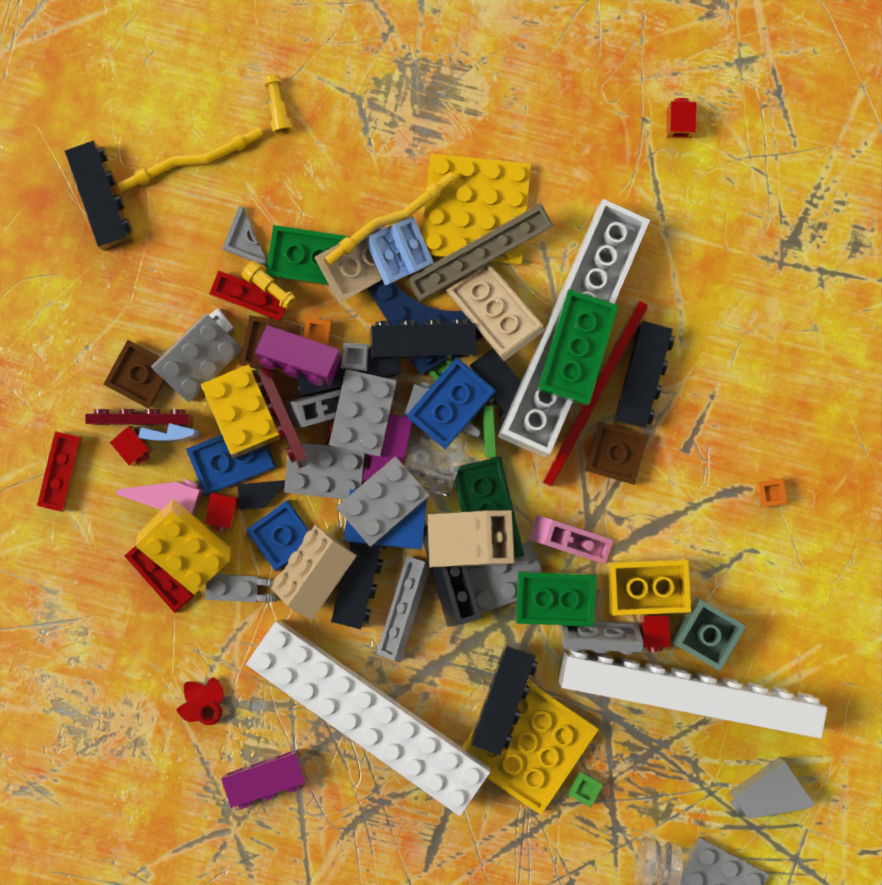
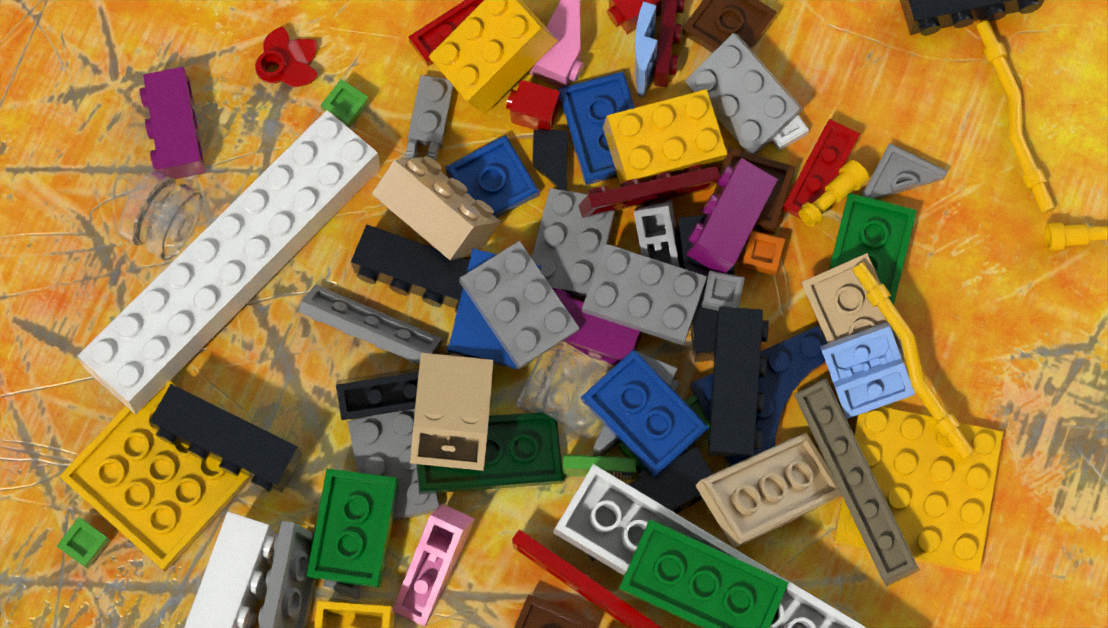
camera: 100 degrees right, 15 degrees down
(233, 652) = (345, 103): none -> bright green plate
(340, 775) = (161, 215): none -> clear wheel

